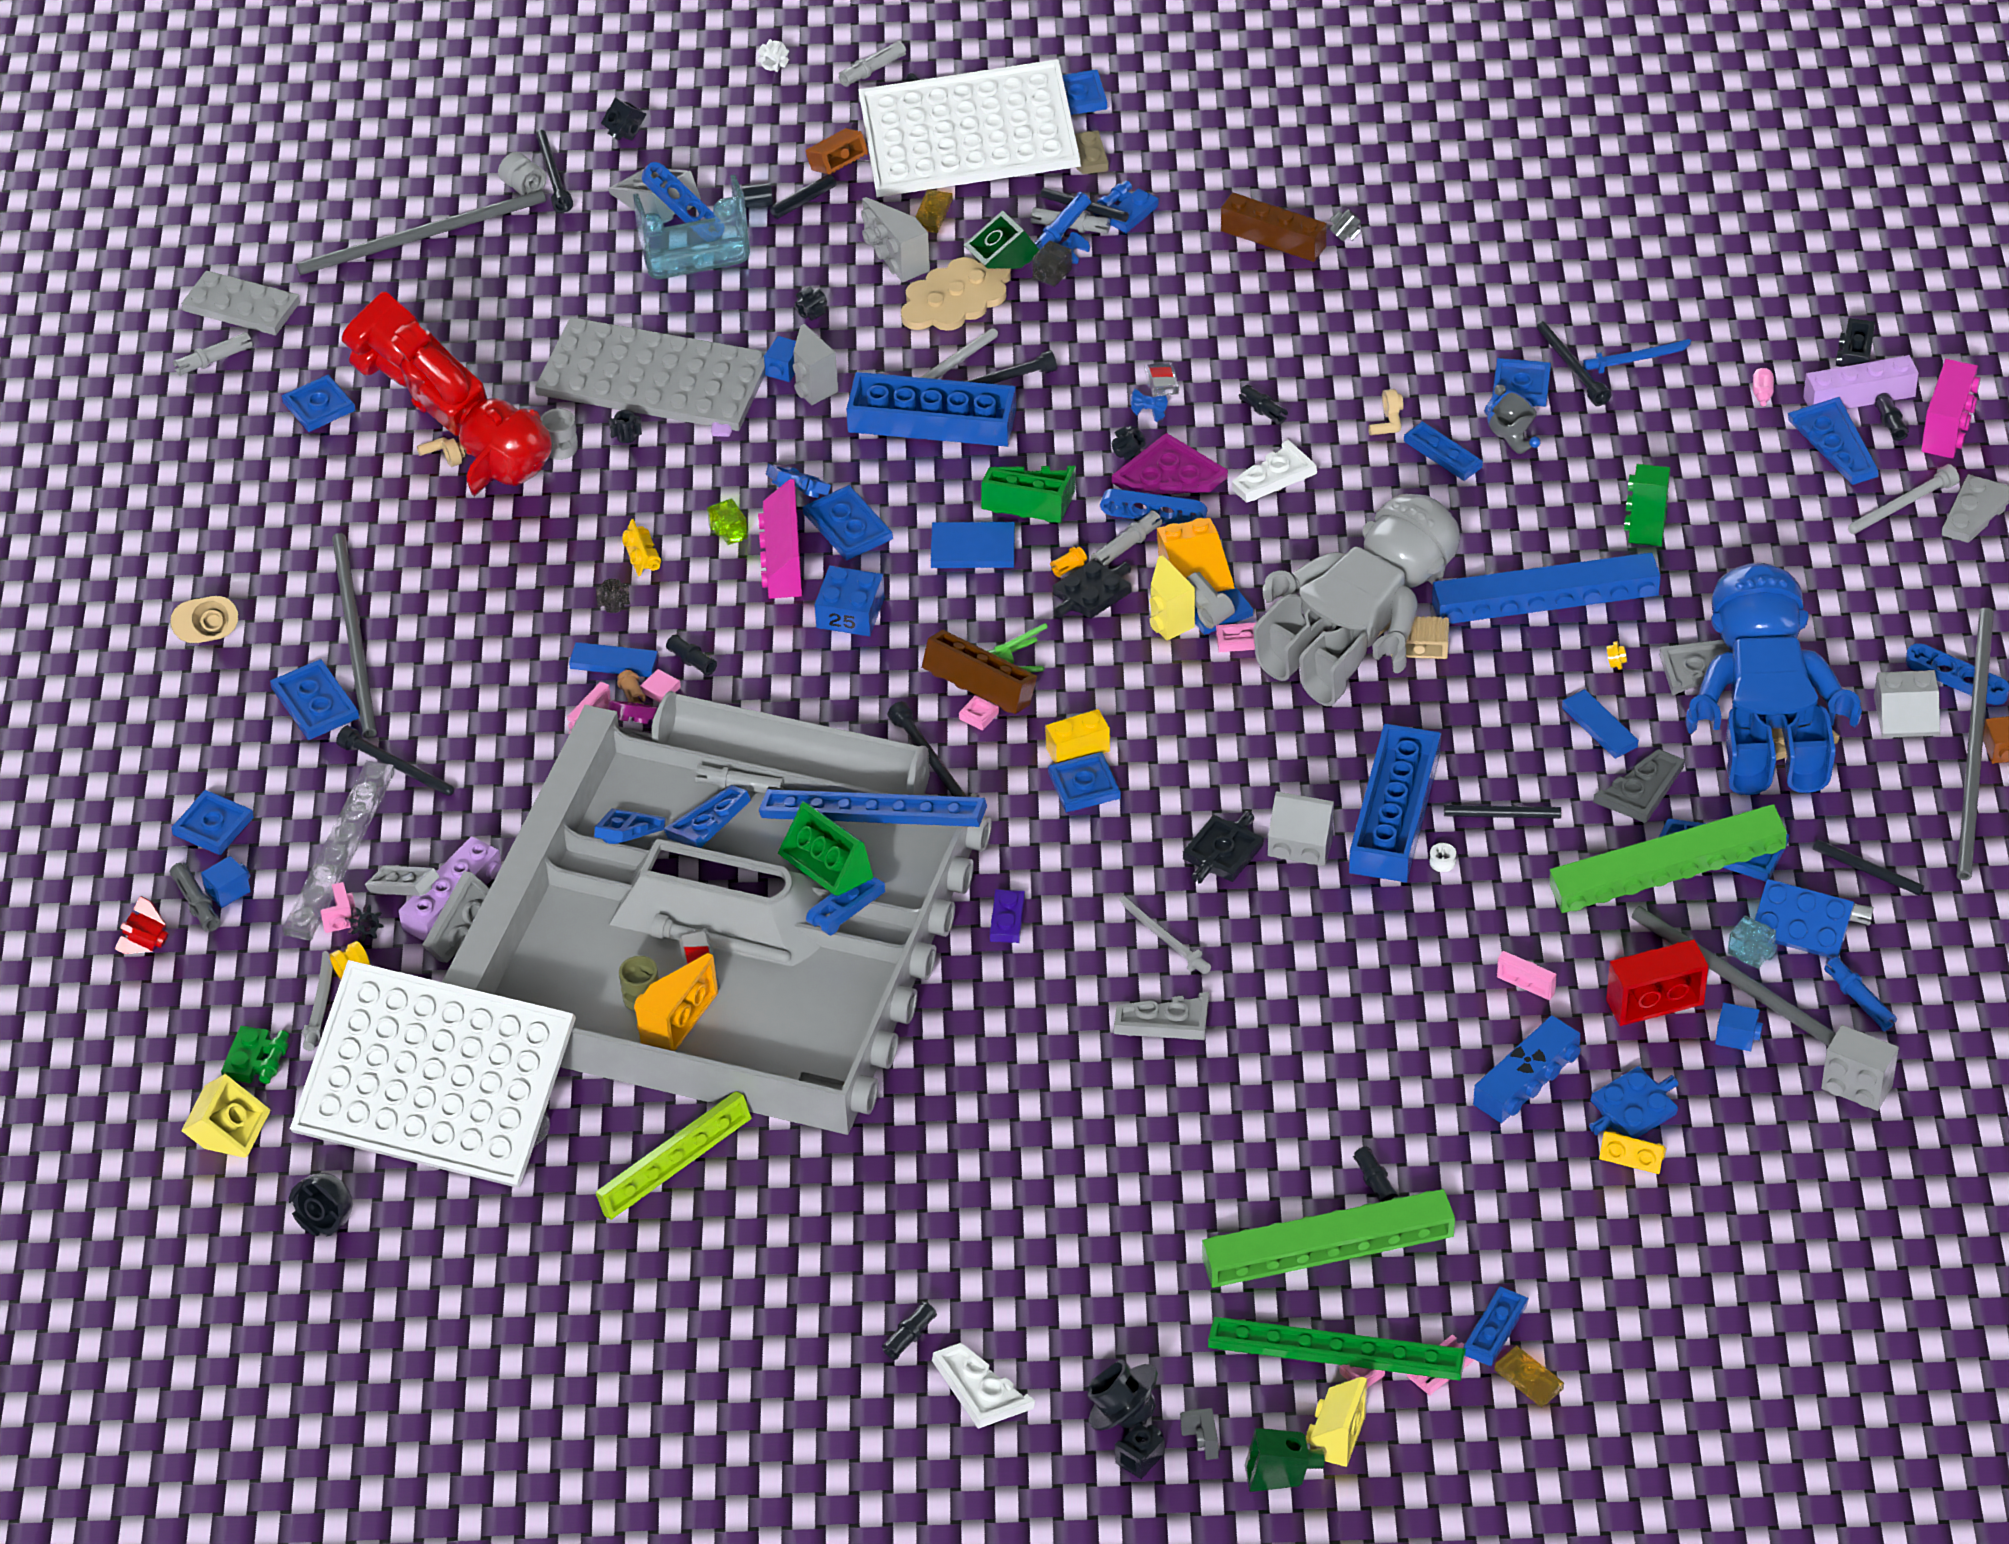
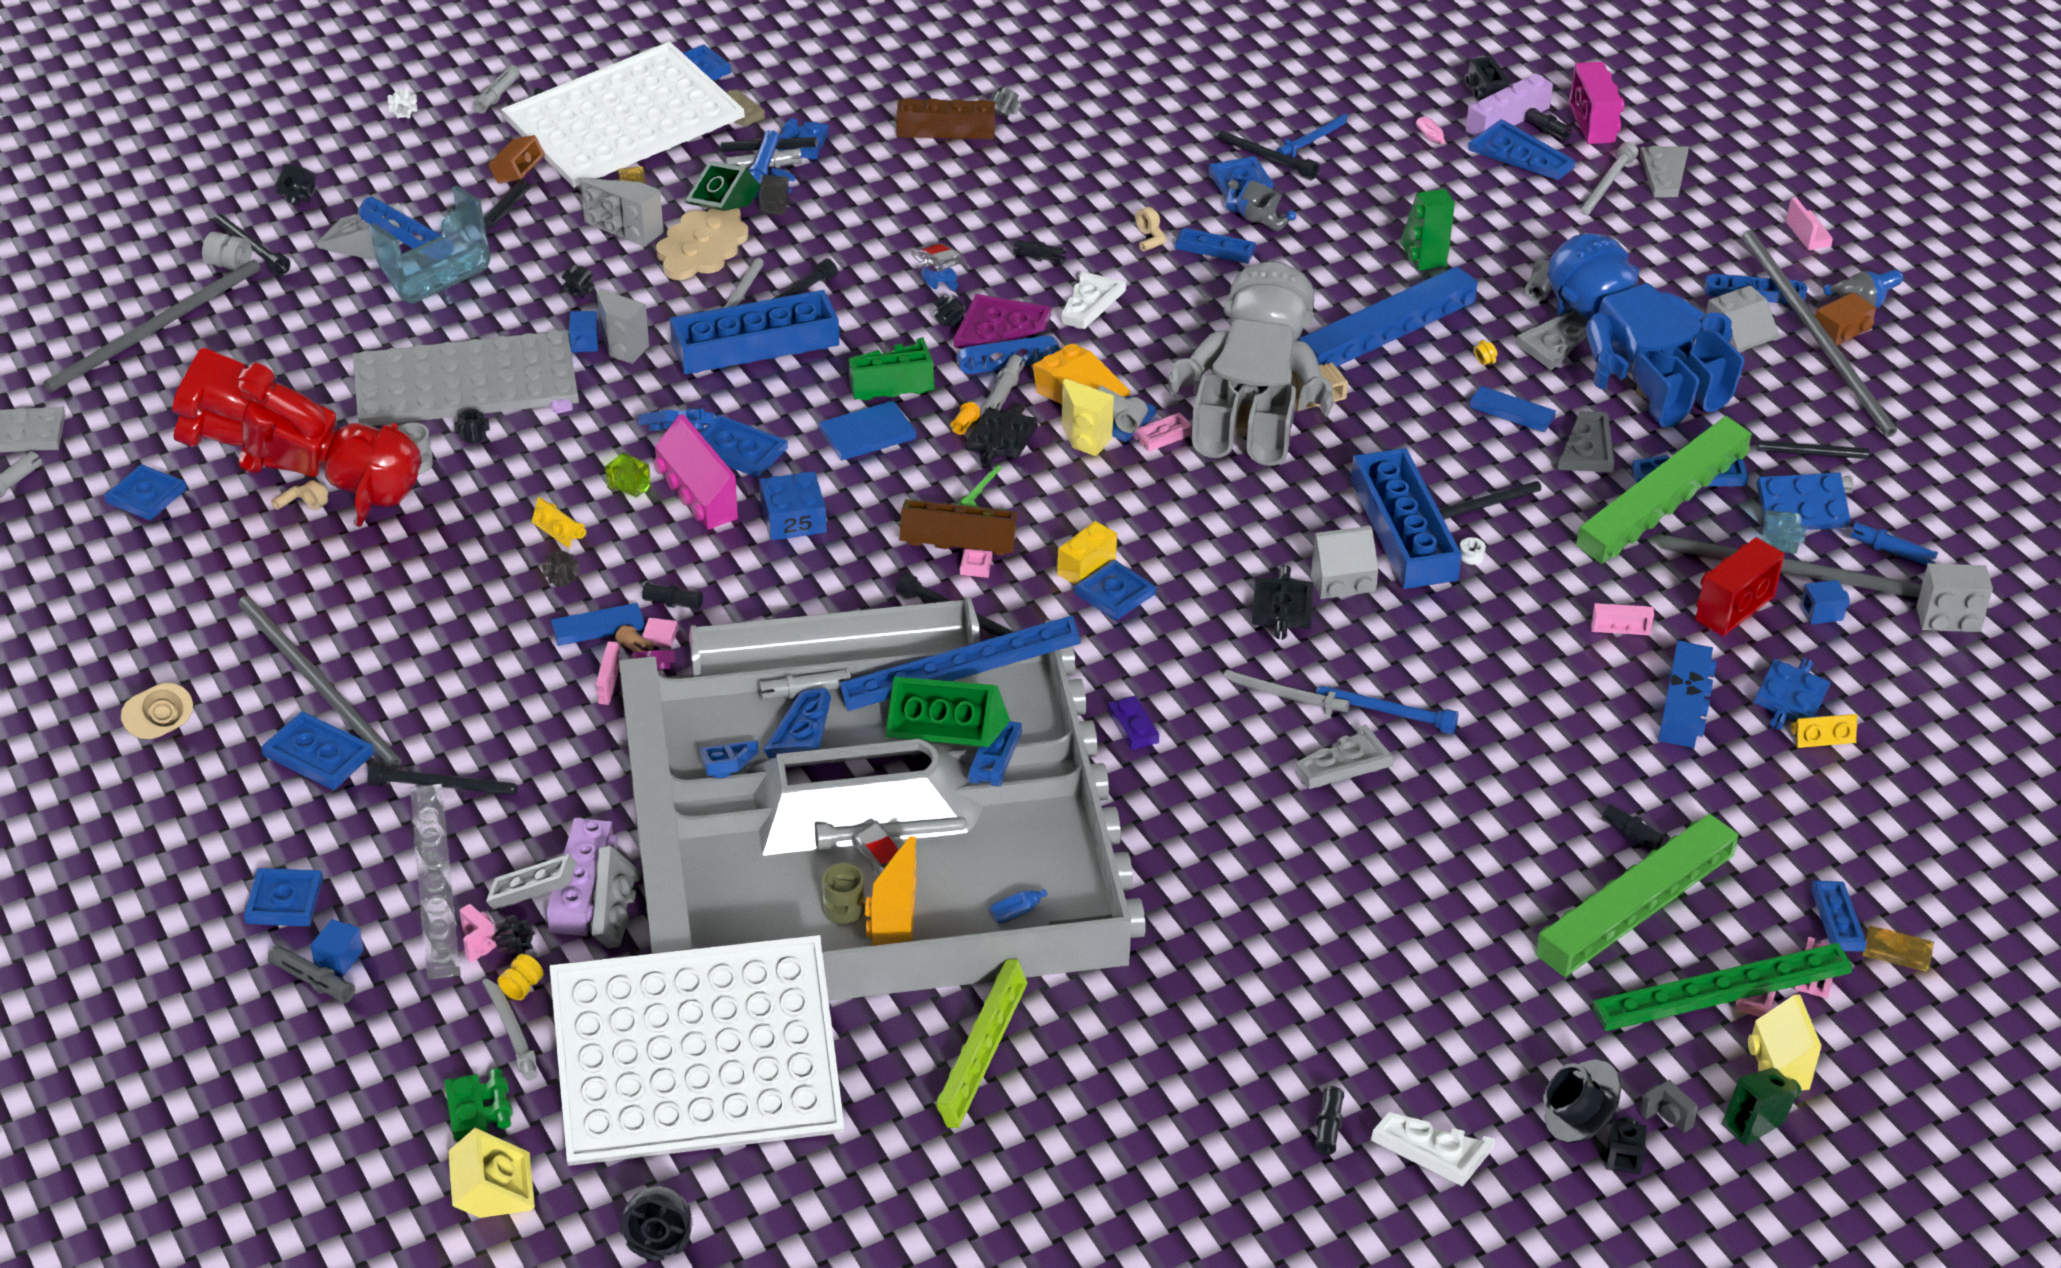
camera: 30 degrees left, 5 degrees down
(143, 930) = (279, 1023): red brick -> none
(780, 1046) = (1015, 905): none -> blue piece
(1285, 1014) = (1443, 720): none -> blue piece

